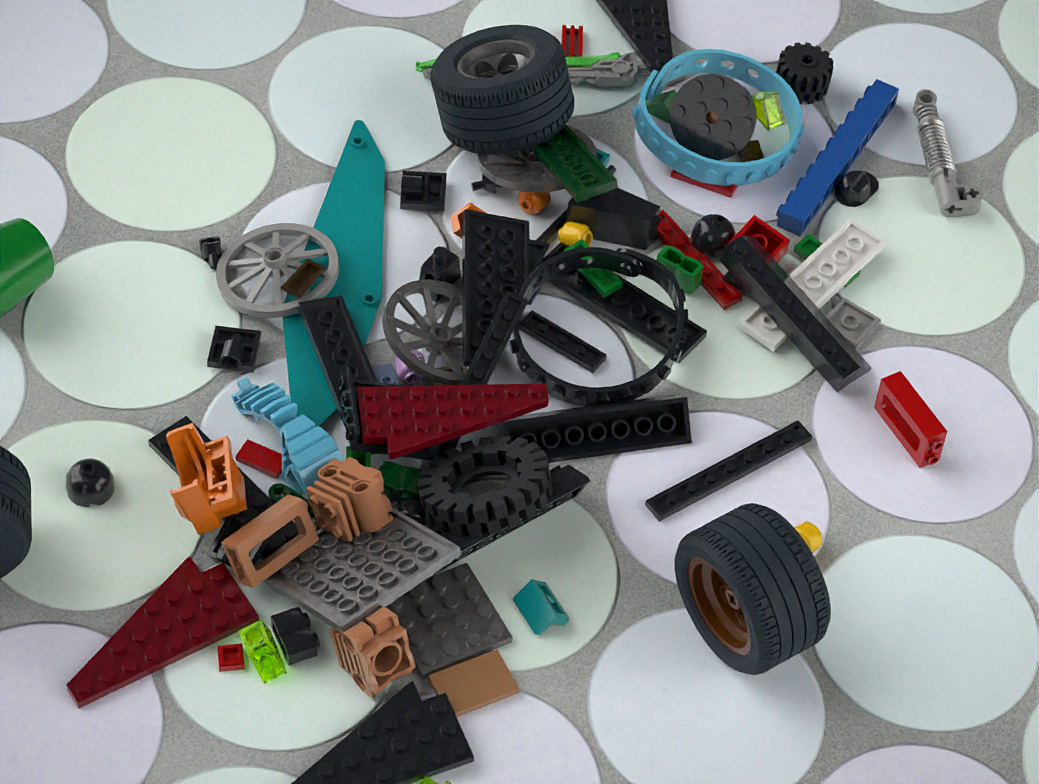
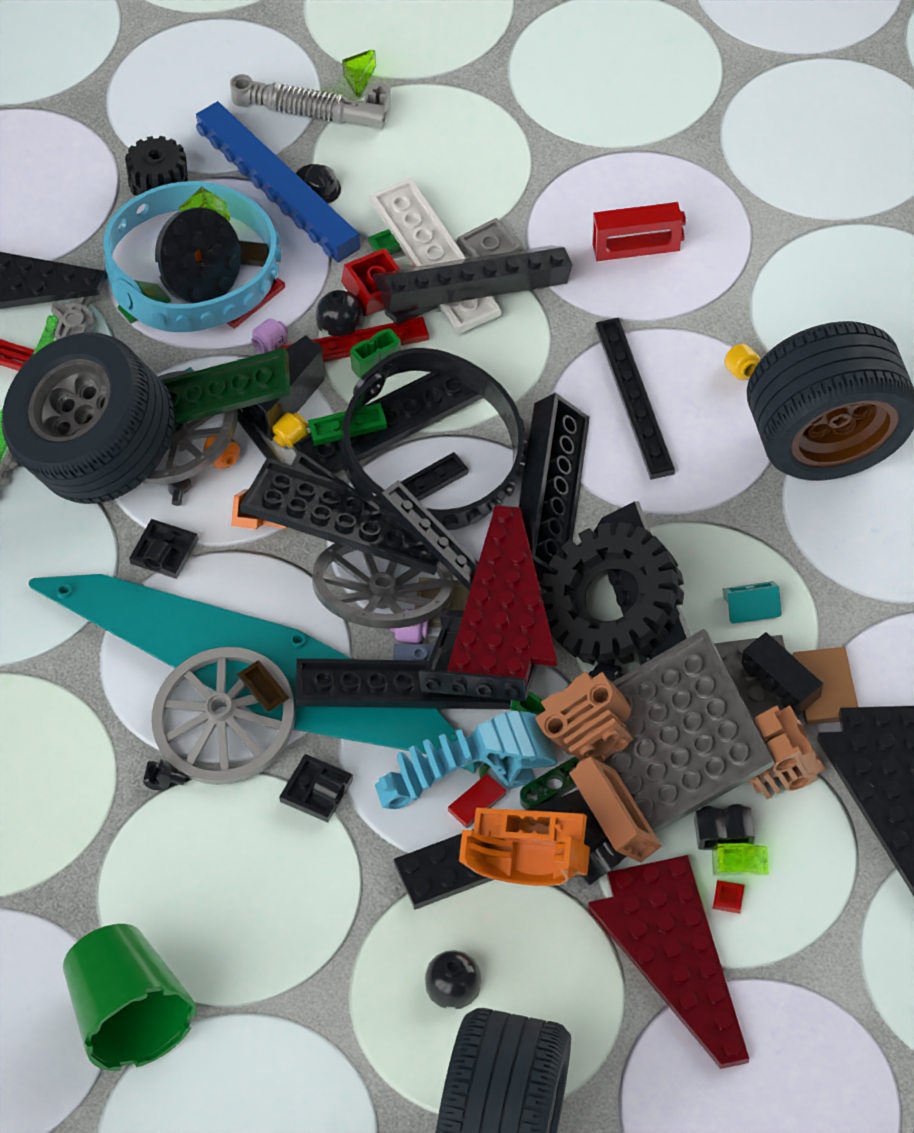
camera: 65 degrees left, 5 degrees up
(400, 481) = (556, 679): dark green brick -> none
(442, 267) = (288, 558): black torso -> none
(460, 636) = (781, 673): none -> black brick
(668, 197) = (269, 336): none -> lavender head
(997, 178) = (358, 70): none -> clear neon green slope

